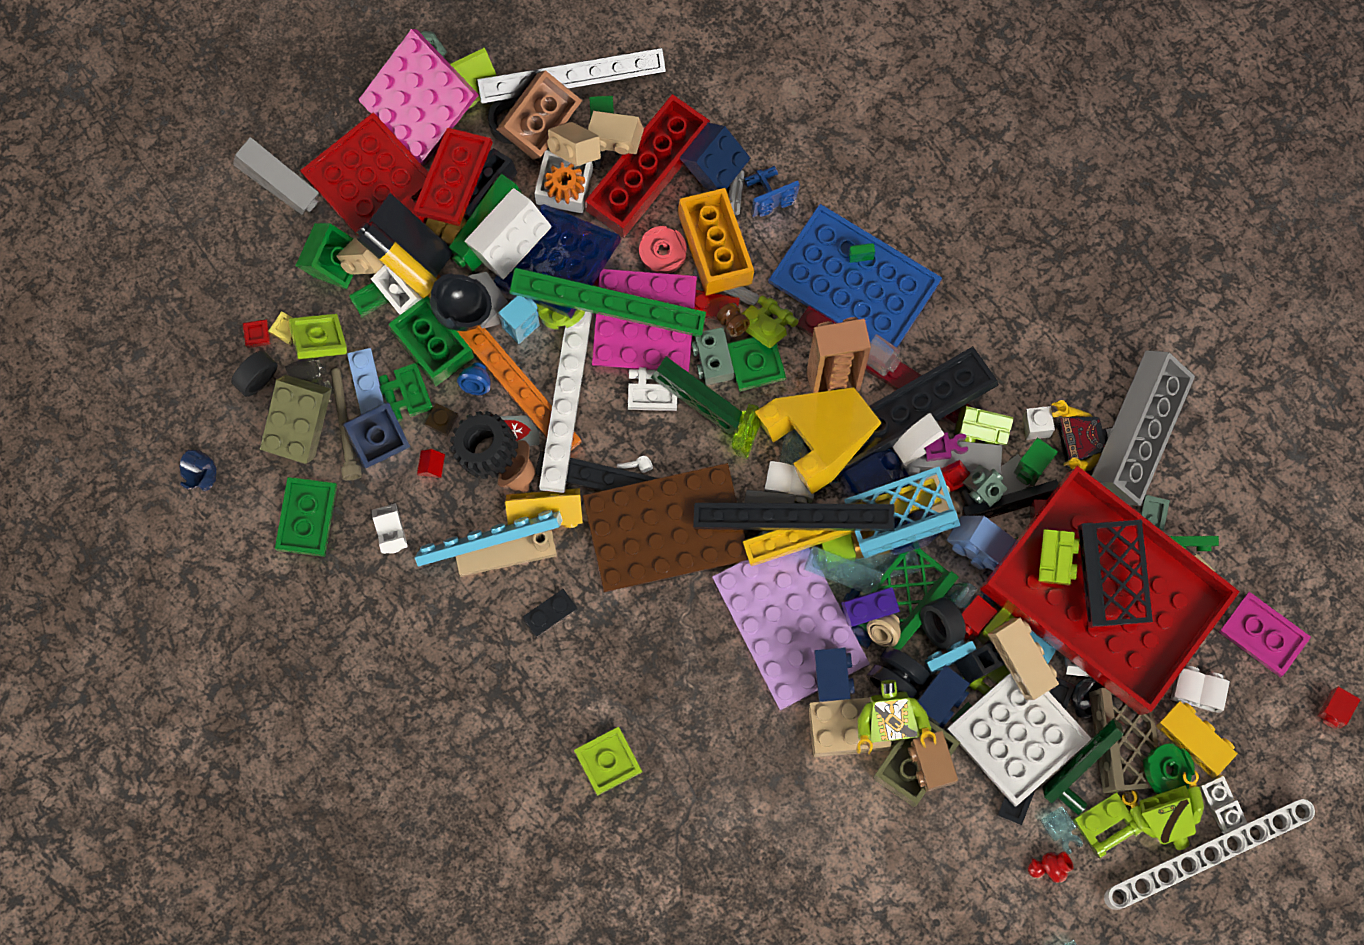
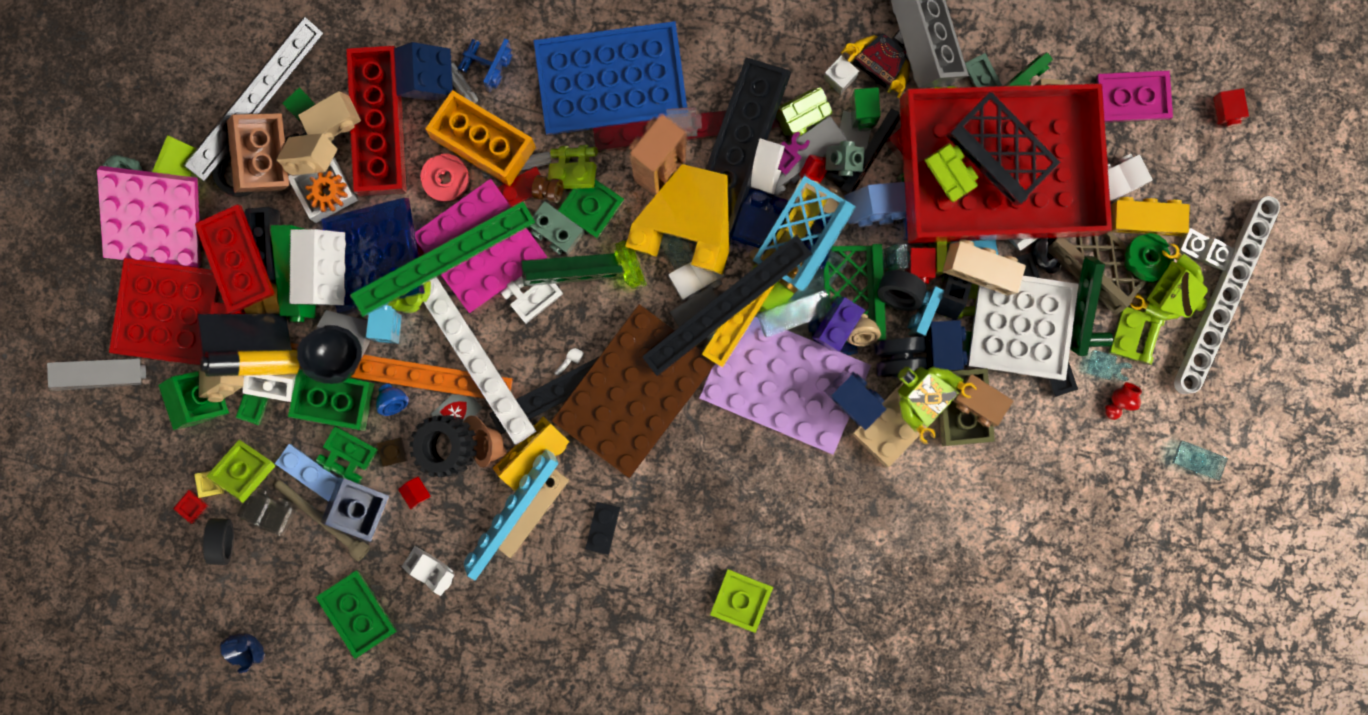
camera: 40 degrees left, 10 degrees up
(295, 419) = (282, 550): olive brick -> none
(861, 253) = (599, 53): green tile -> none

